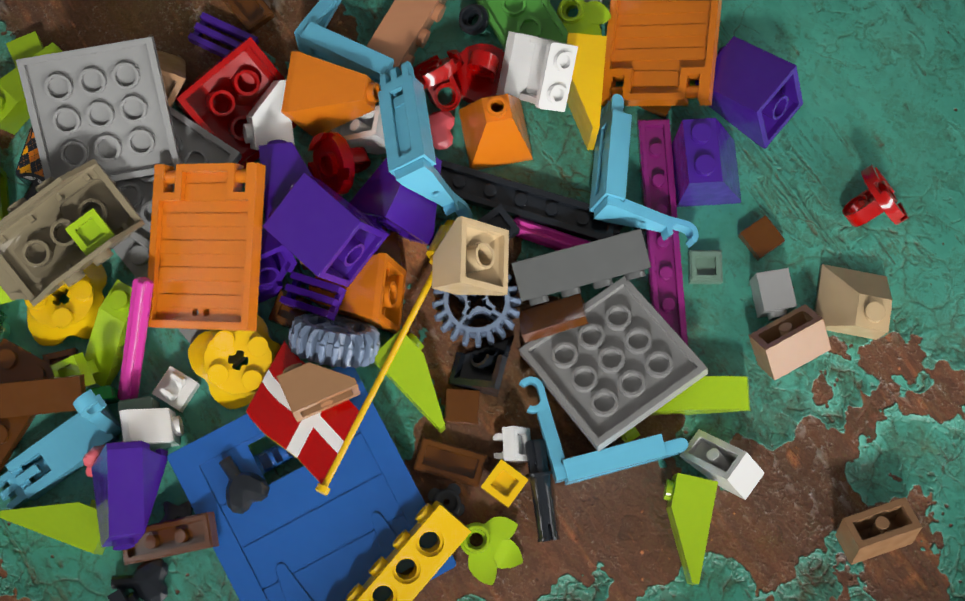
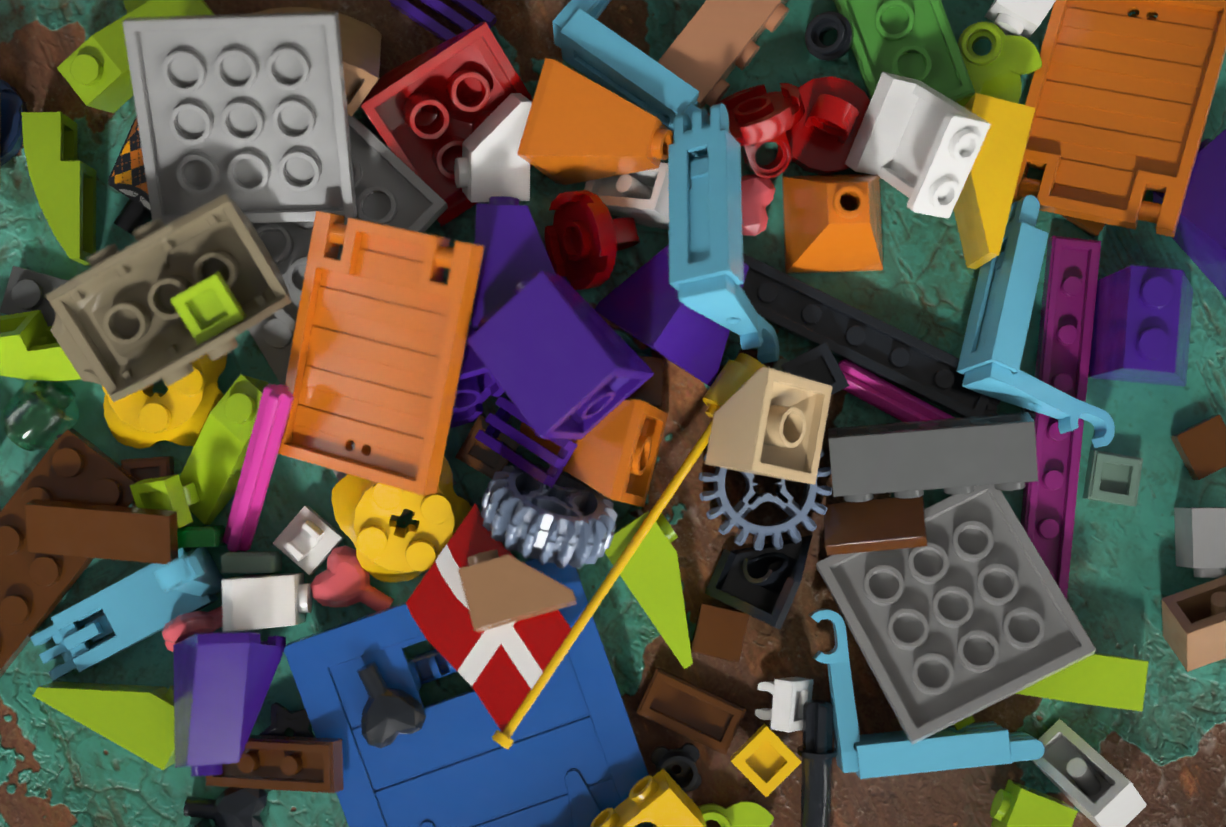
camera: 15 degrees right, 10 degrees up
(204, 412) = (347, 583): none -> coral rock

